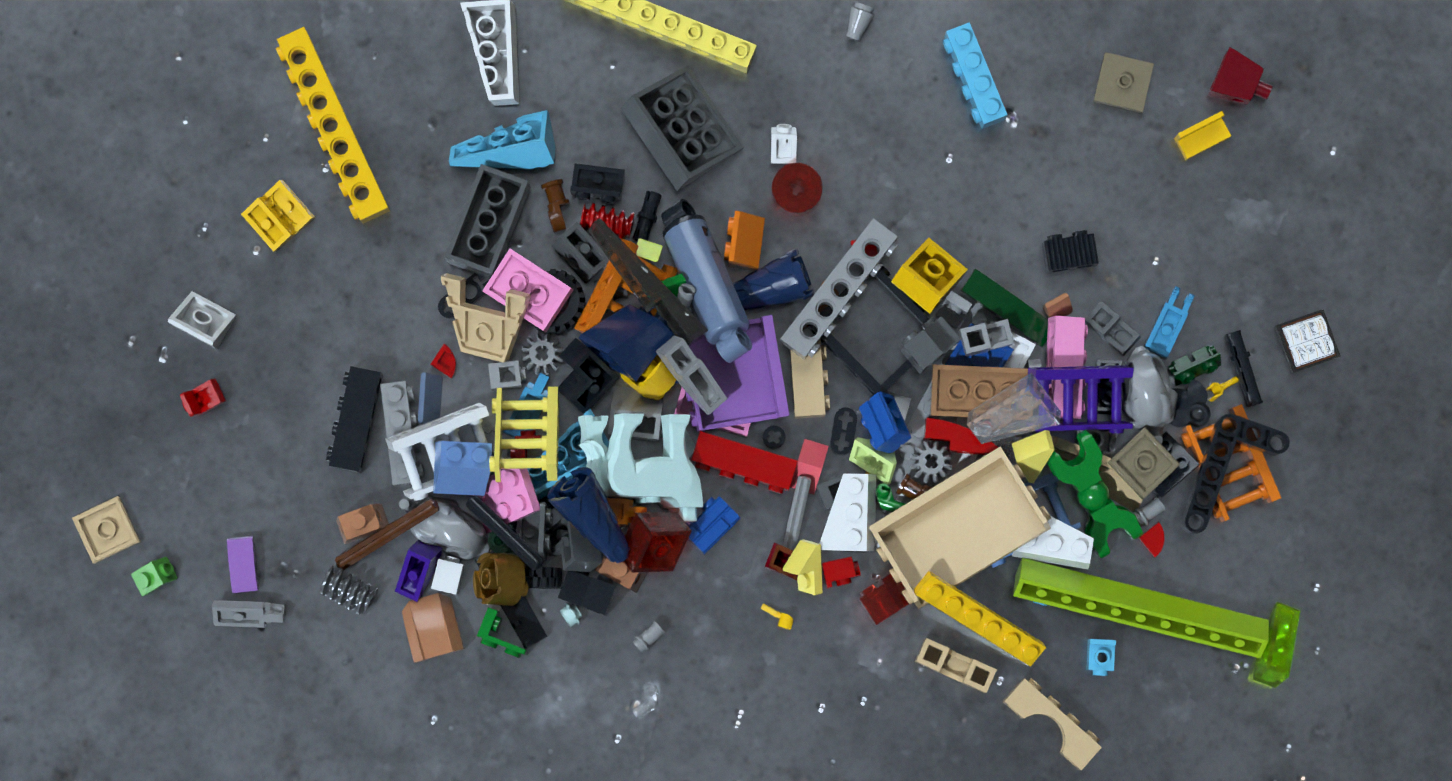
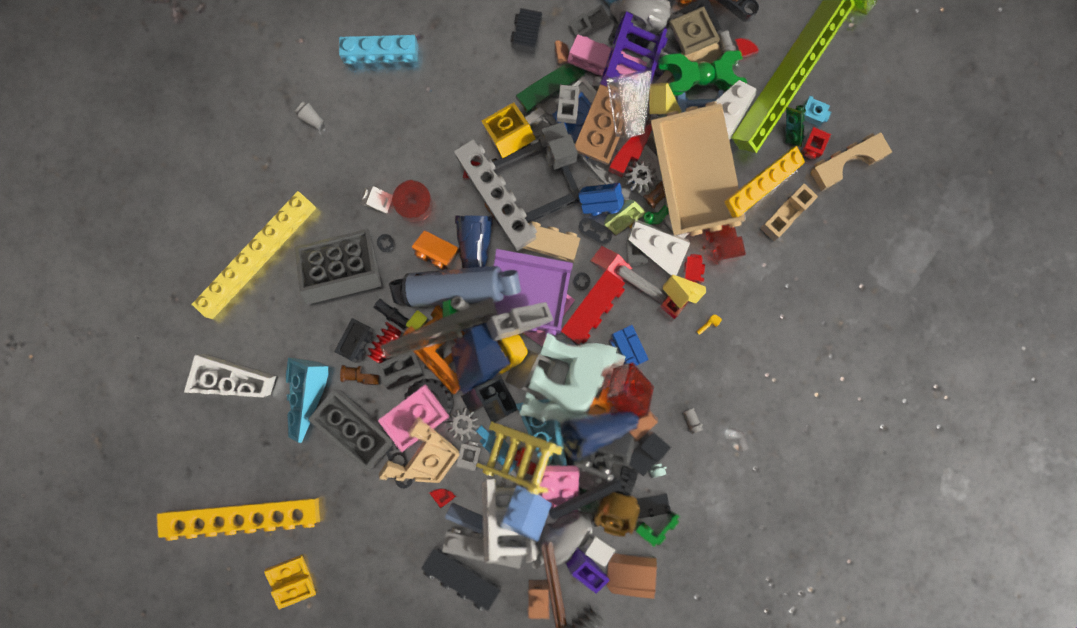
camera: 70 degrees left, 0 degrees up
(727, 170) = (380, 245): none -> black bush
(1063, 639) = (794, 125): none -> dark green hinge
(1068, 670) = (817, 137): none -> red brick

